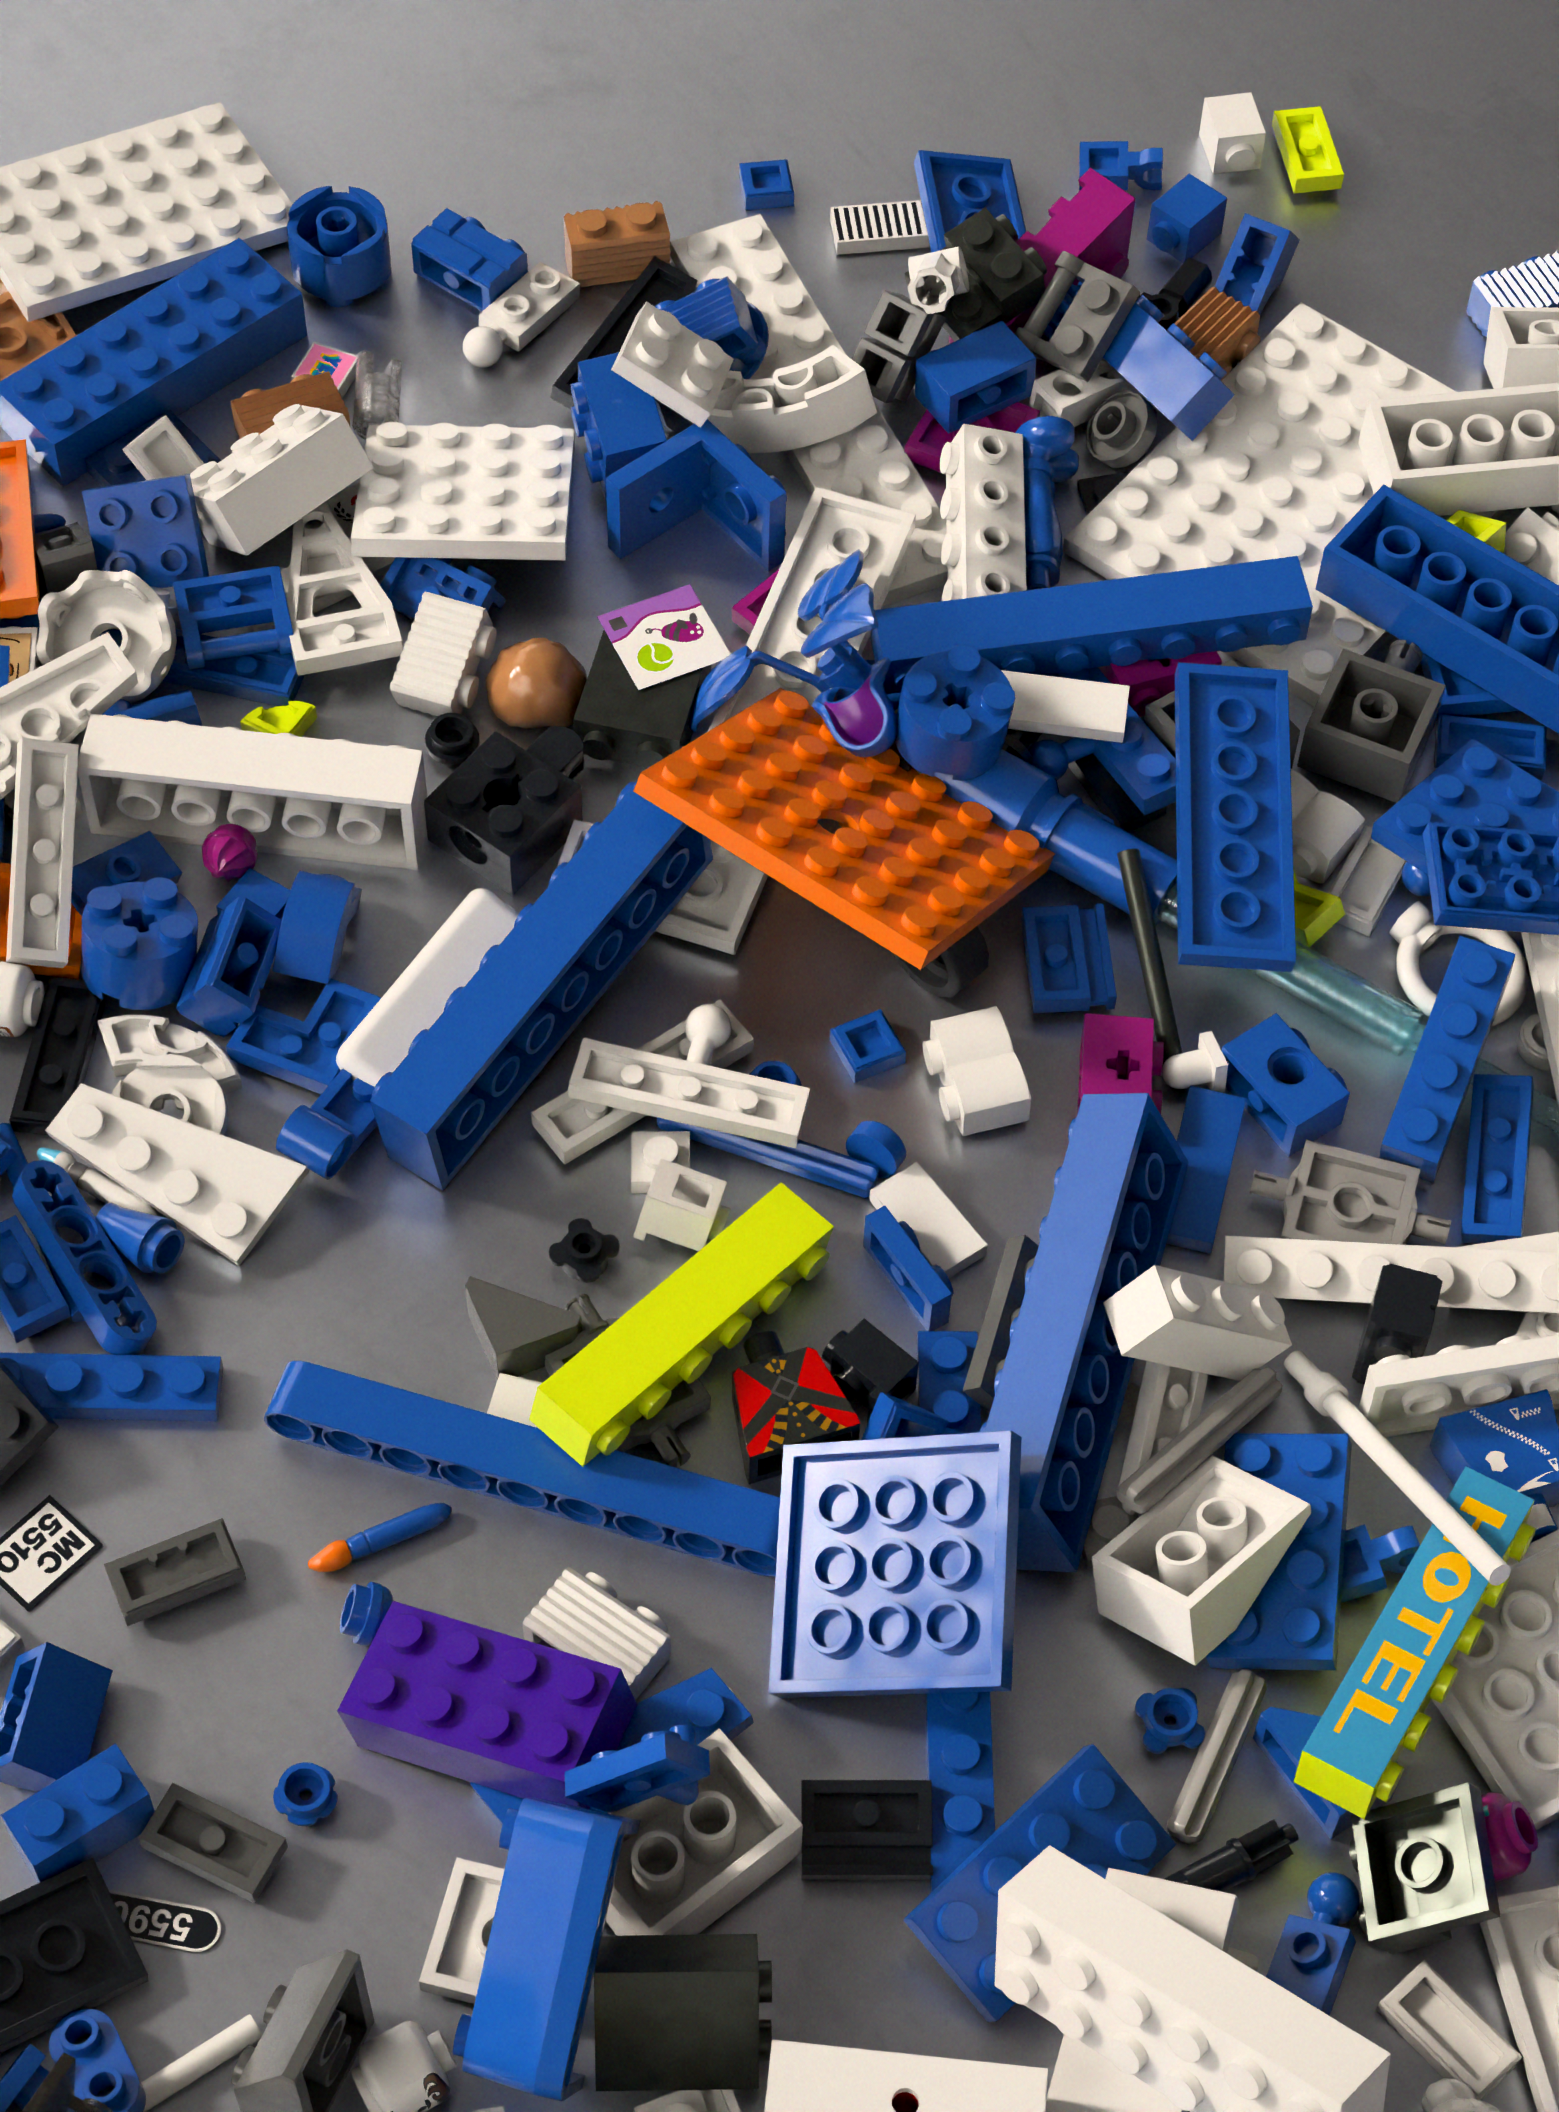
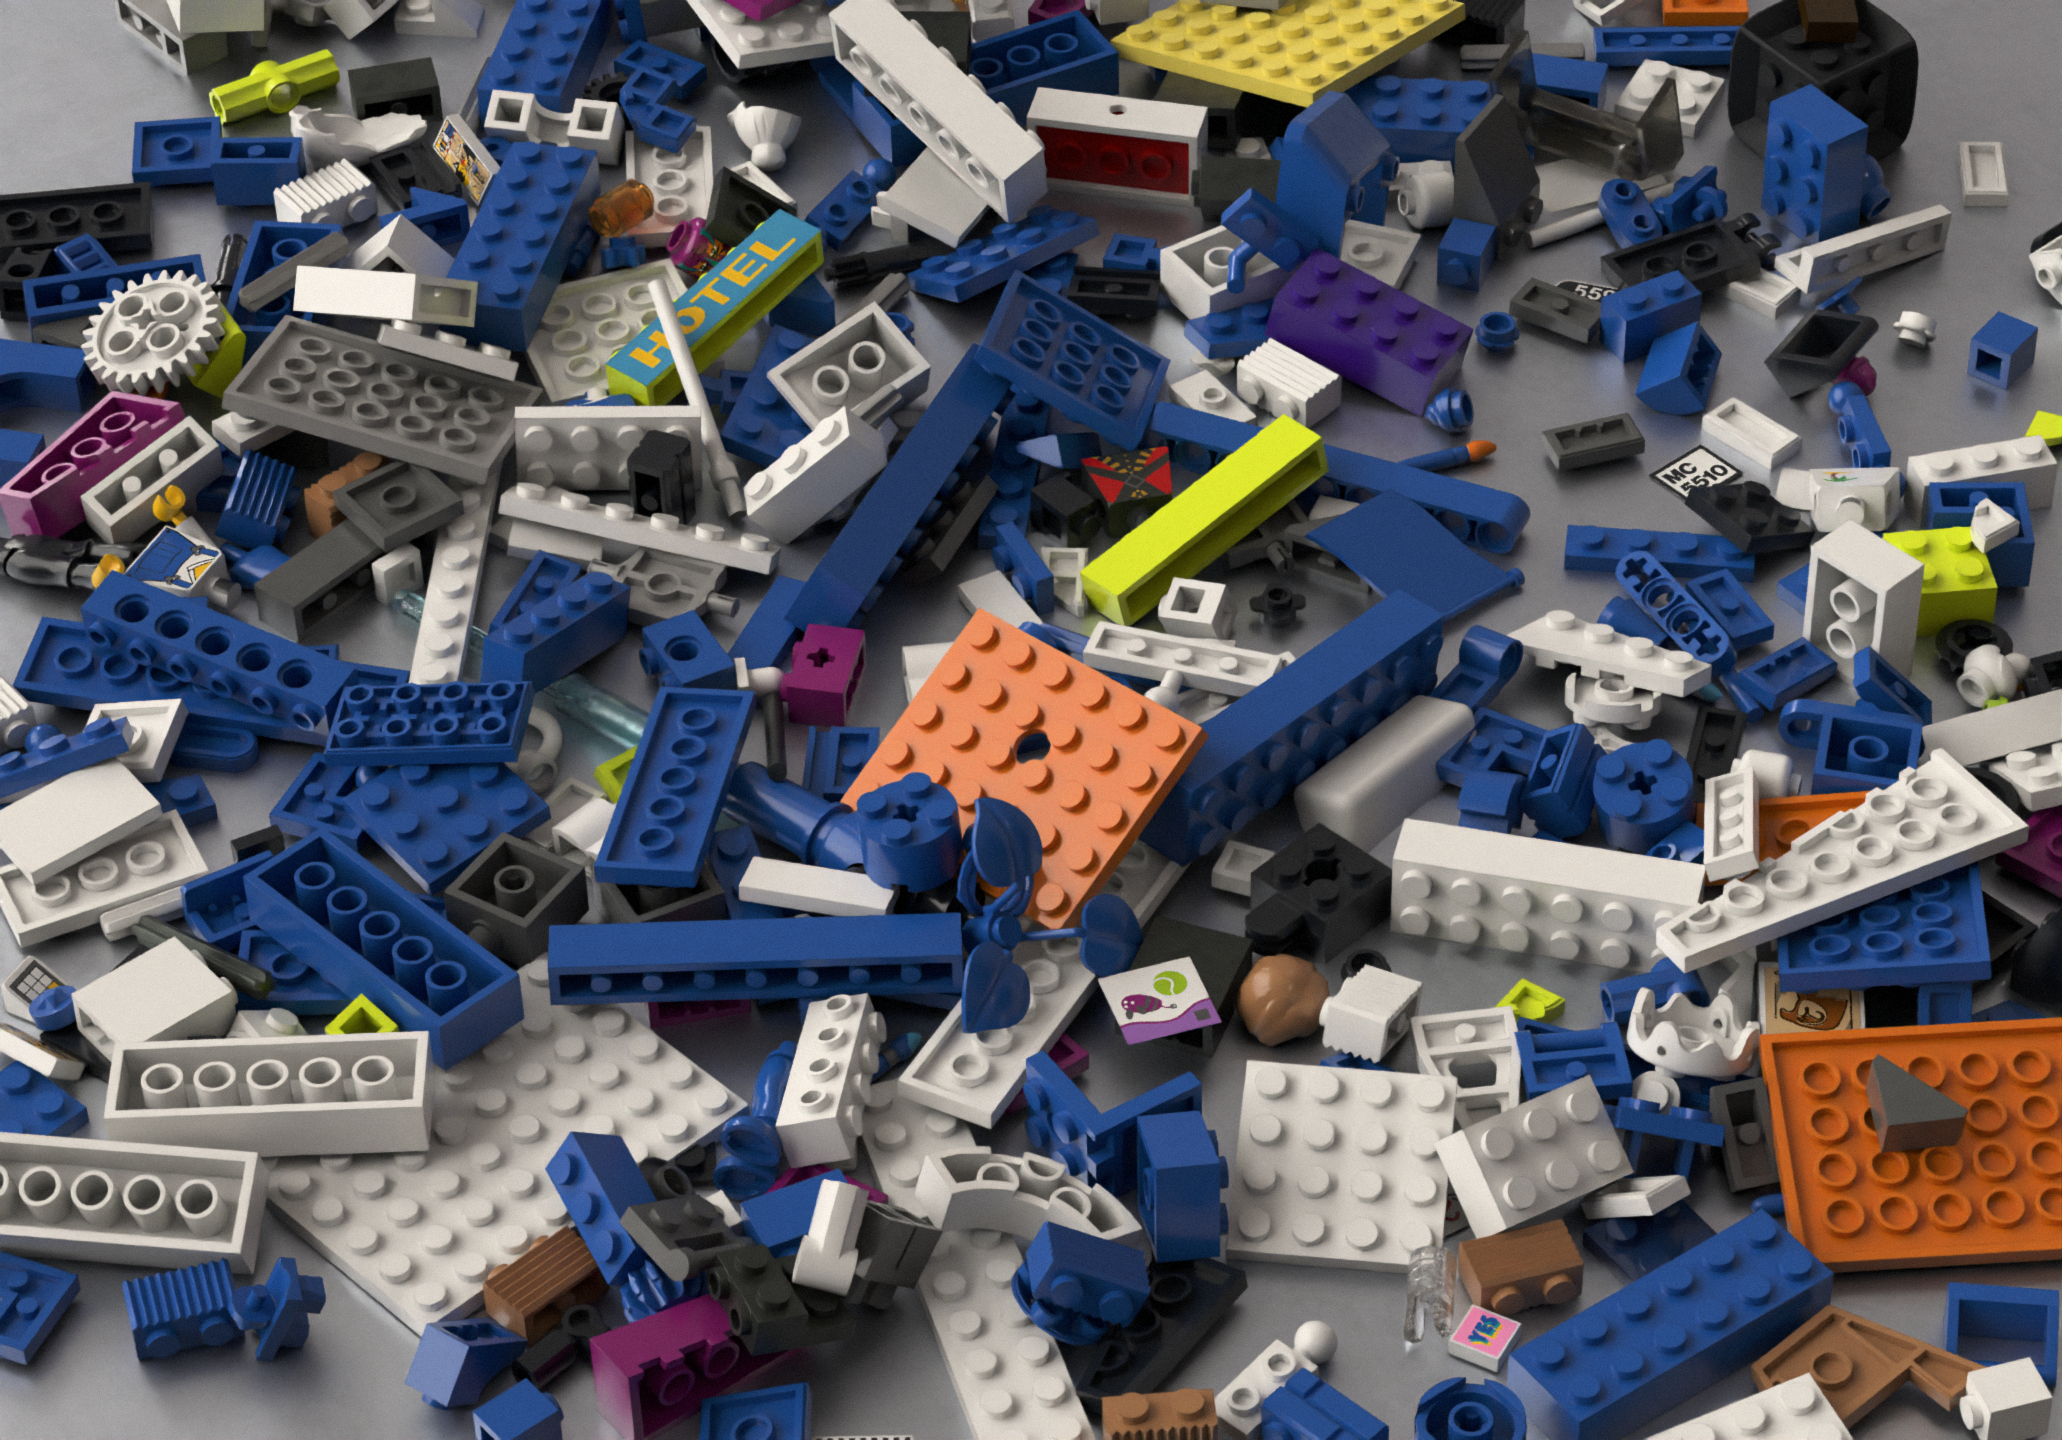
camera: 170 degrees left, 15 degrees down
(359, 1925) = (1466, 254): none -> blue brick
(435, 1291) = (1405, 548): none -> blue flag
(673, 364) = (1122, 1156): white plate -> none
(700, 1612) = (1208, 395): none -> white plate
(848, 1910) = (1132, 253): none -> blue plate
(857, 1287) = (1066, 567): none -> white tile
(1434, 280) = (278, 1308): none -> blue hips

